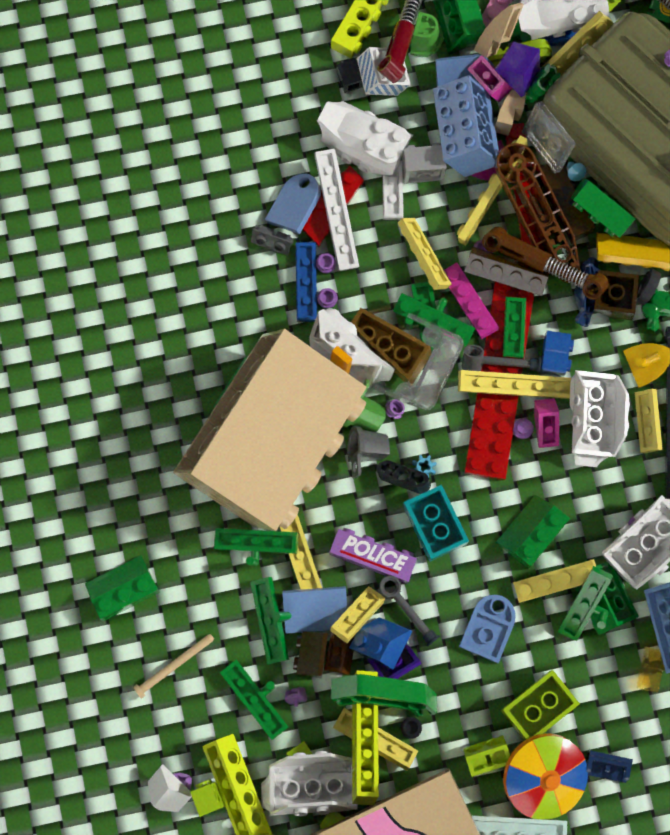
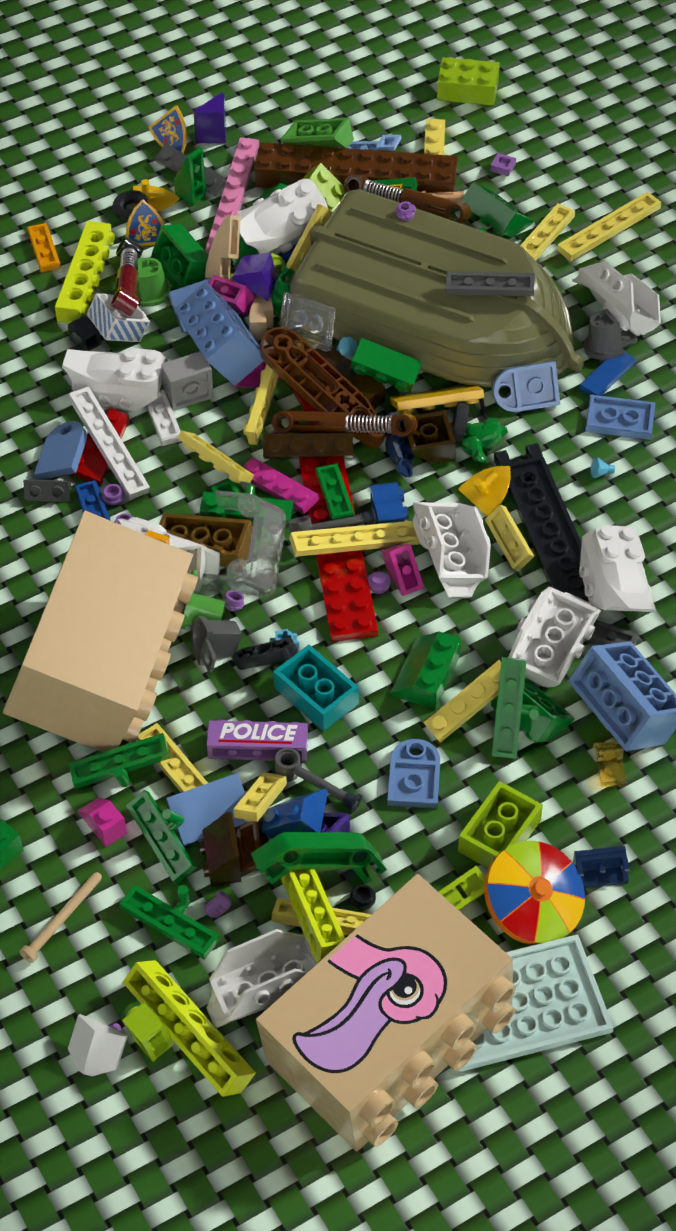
camera: 15 degrees left, 25 degrees down
(228, 587) = (104, 820): none -> dark pink slope

